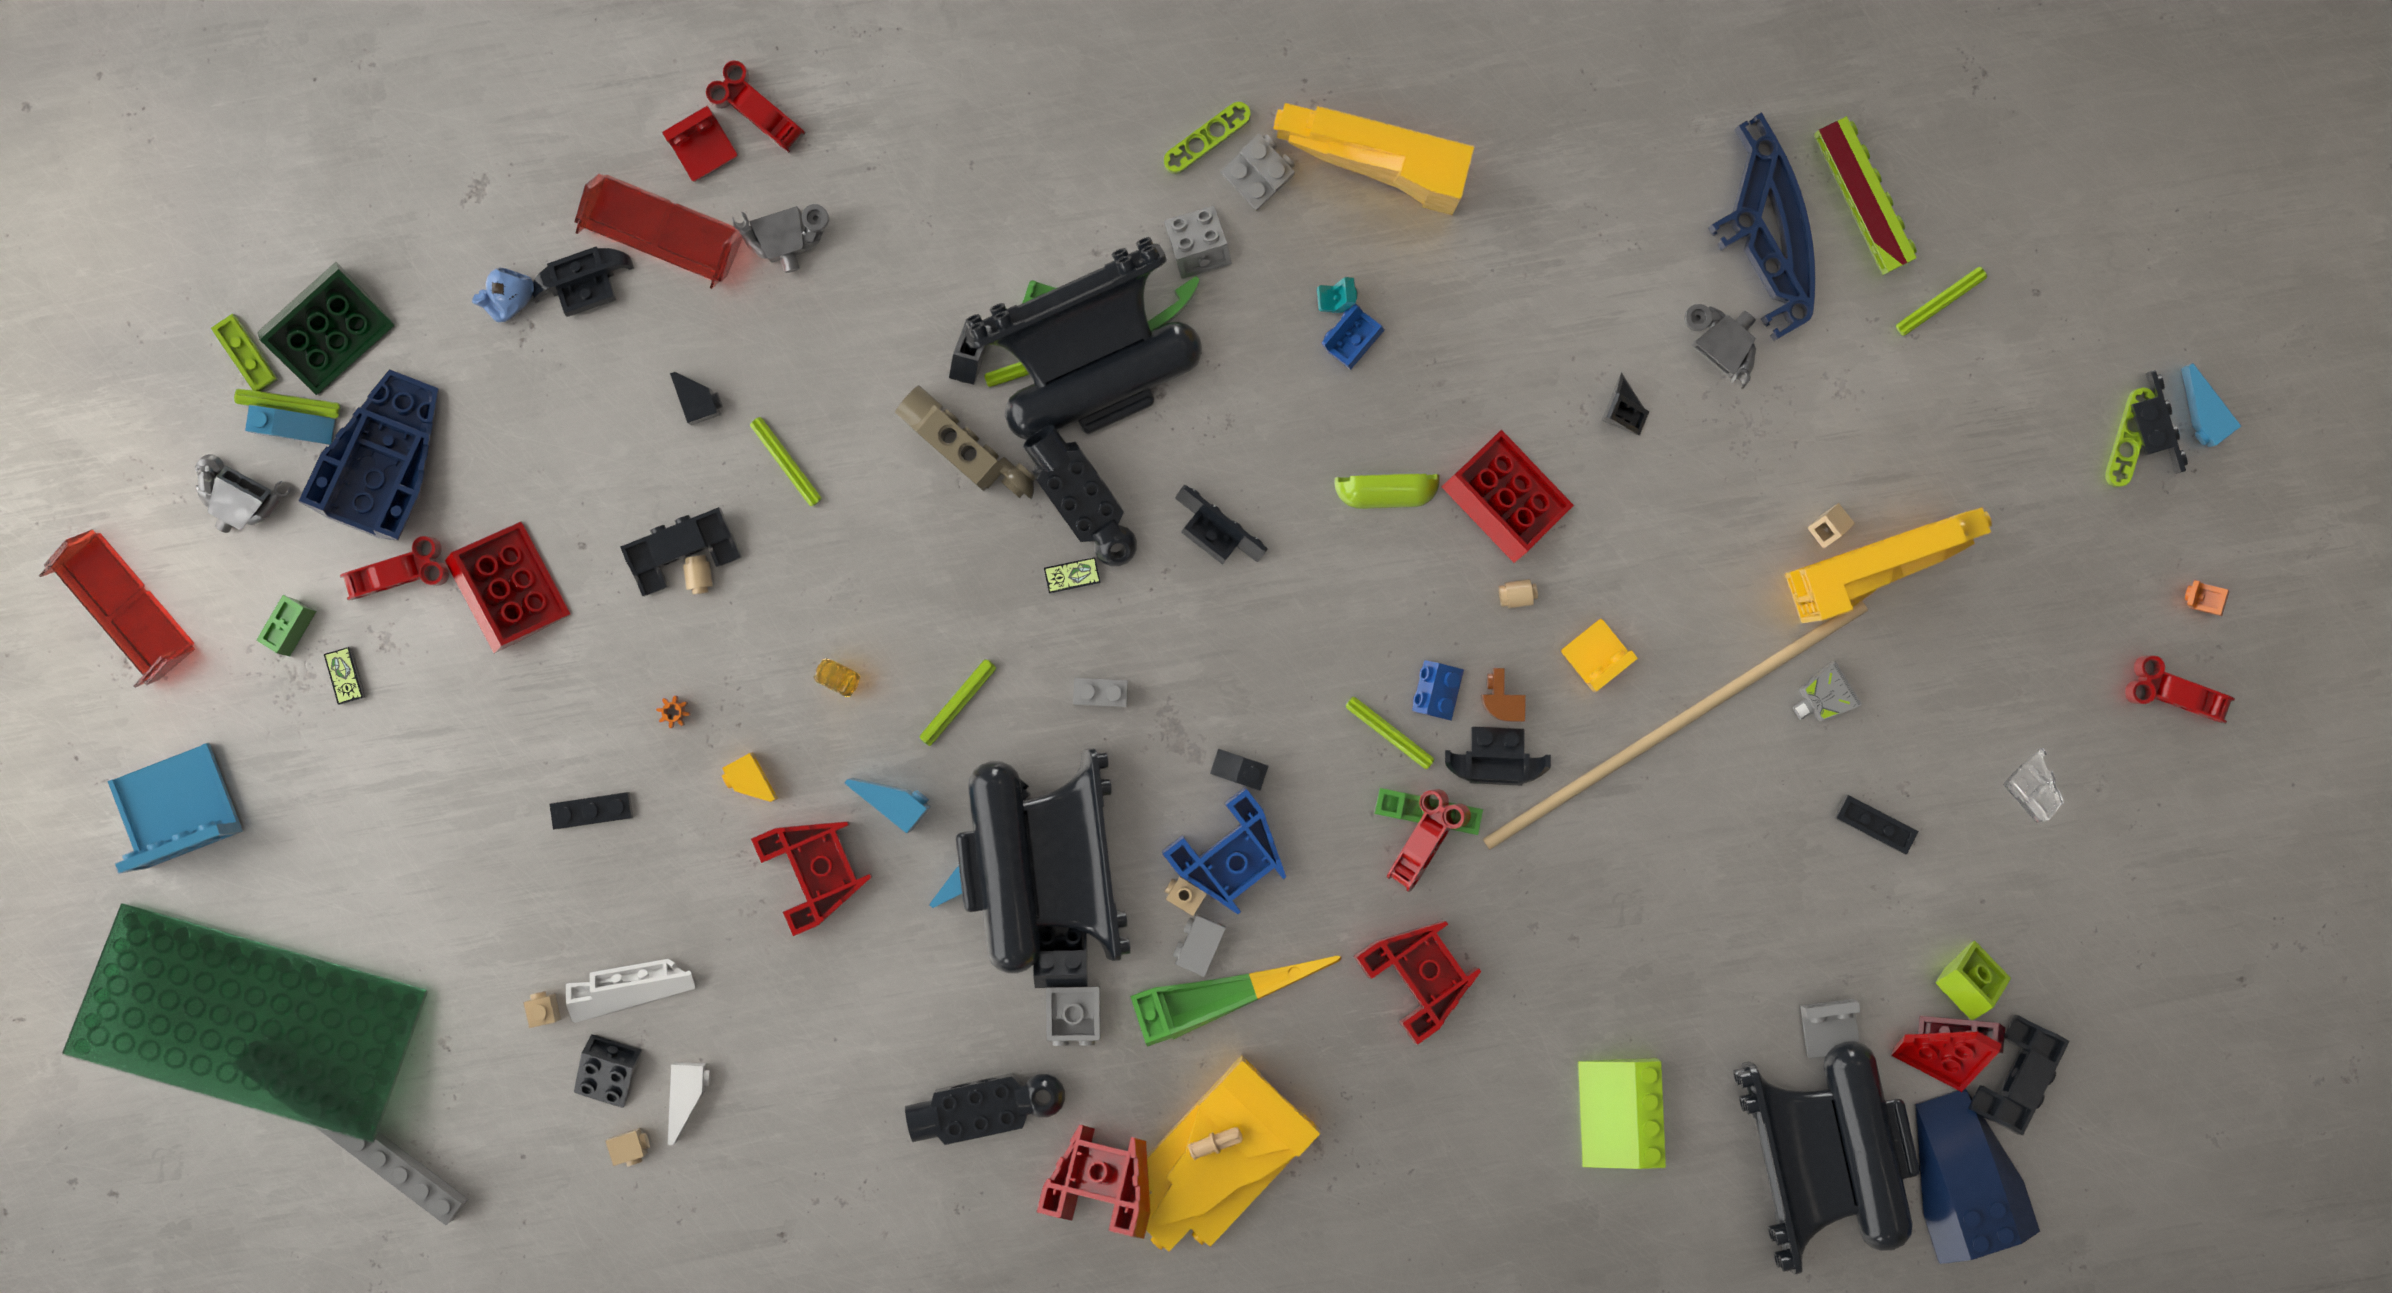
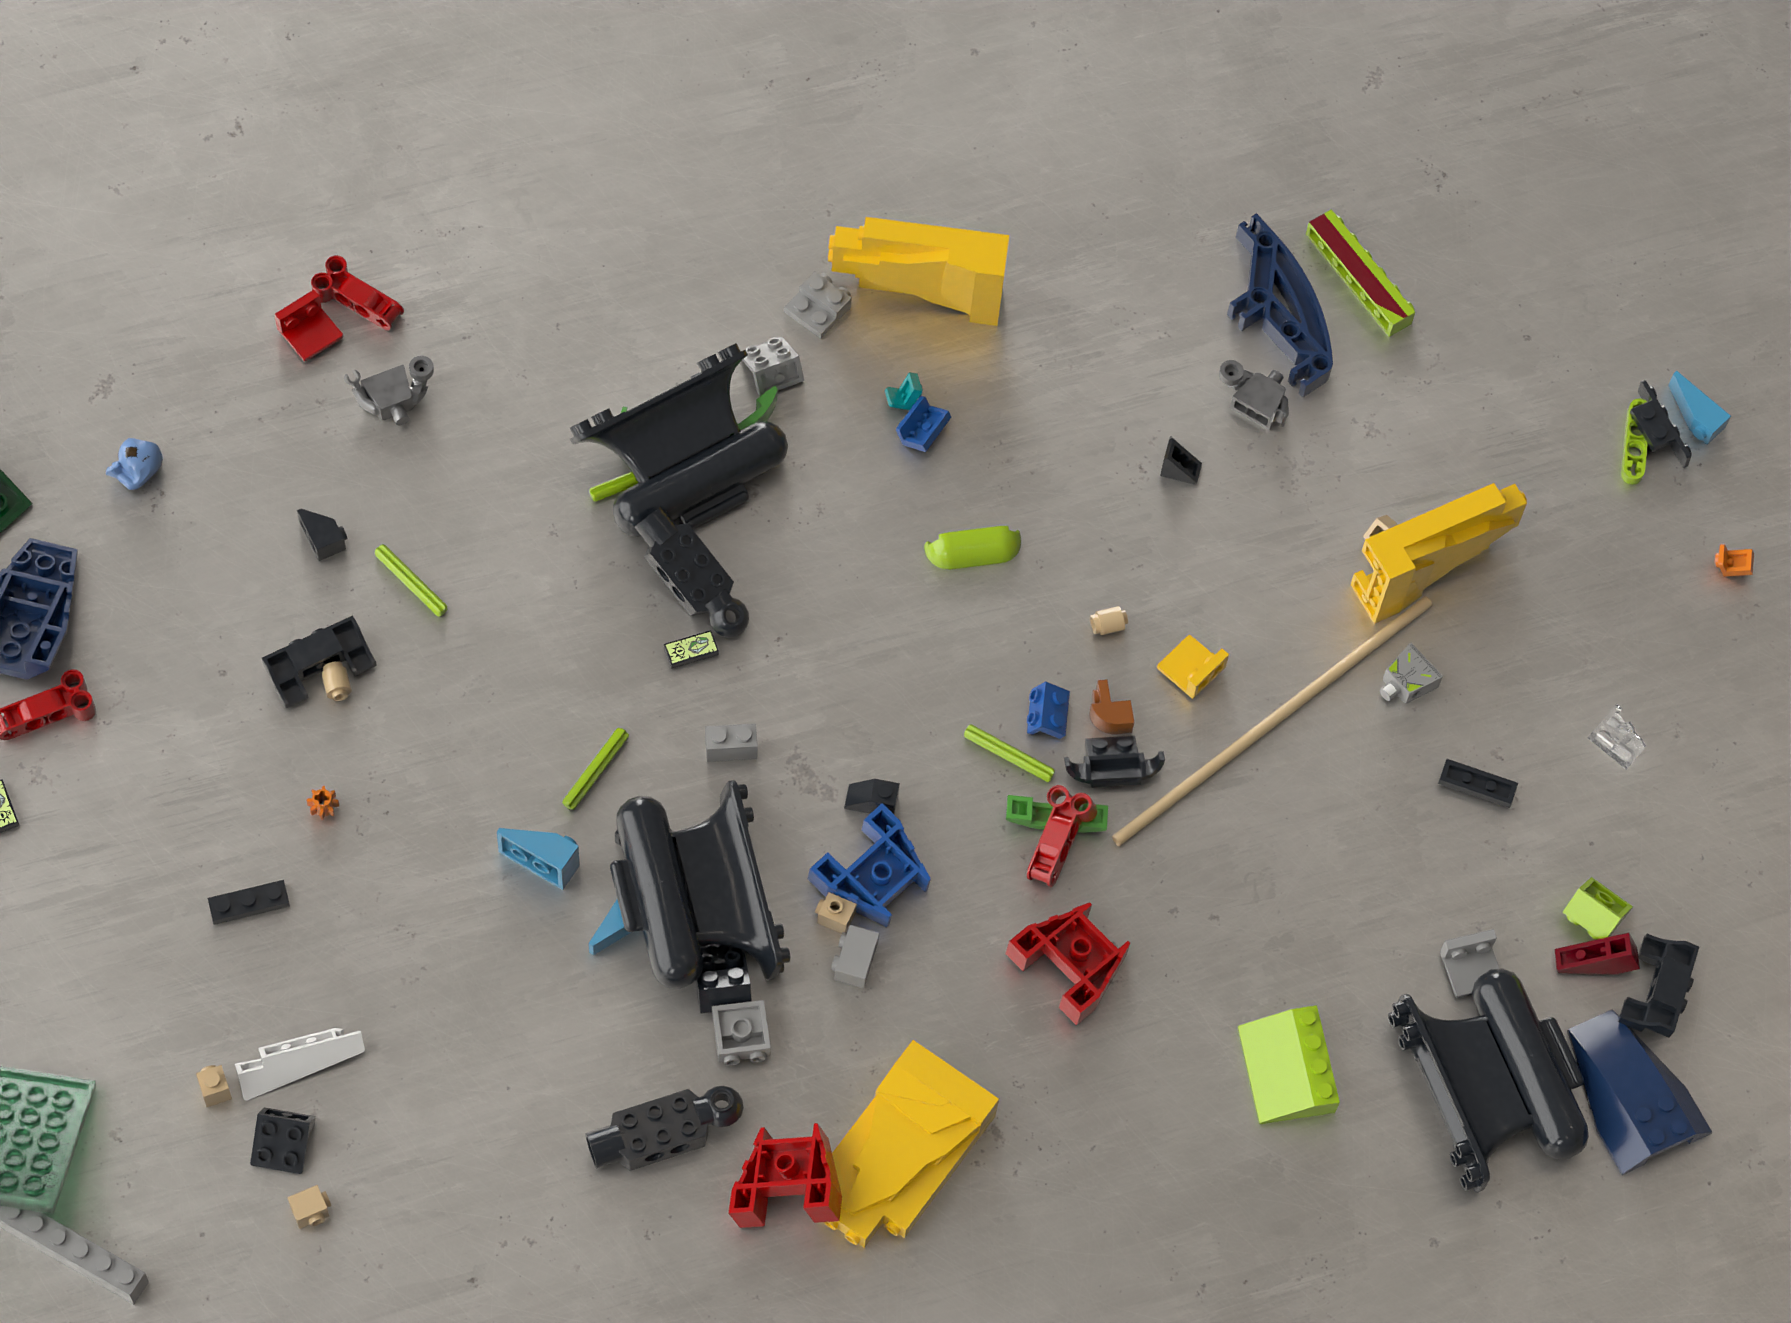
camera: 10 degrees left, 25 degrees down
(507, 586) = (152, 710): red slope -> none
(581, 279) = (206, 446): black plate -> none
(658, 227) = (274, 400): clear red piece -> none
(686, 1089) = (365, 1148): white slope -> none
(748, 778) = (401, 854): yellow slope -> none
(819, 867) = (477, 920): red wedge -> none
(836, 677) = (478, 753): clear yellow gear -> none
(926, 418) = (576, 545): dark tan brick -> none
(966, 360) = (573, 474): black slope -> none
(1181, 1008) = (851, 1013): bright green plate -> none
(1210, 141) = (771, 286): lime beam -> none
(1215, 1143) = (898, 1118): tan axle -> none
(1216, 531) = (821, 594): black bracket -> none
(1507, 496) = (1084, 541): red slope -> none
(1941, 301) = (1444, 350): lime axle -> none
(1948, 1057) = (1588, 971): red plate -> none
(2176, 691) = (1727, 641): red piece -> none

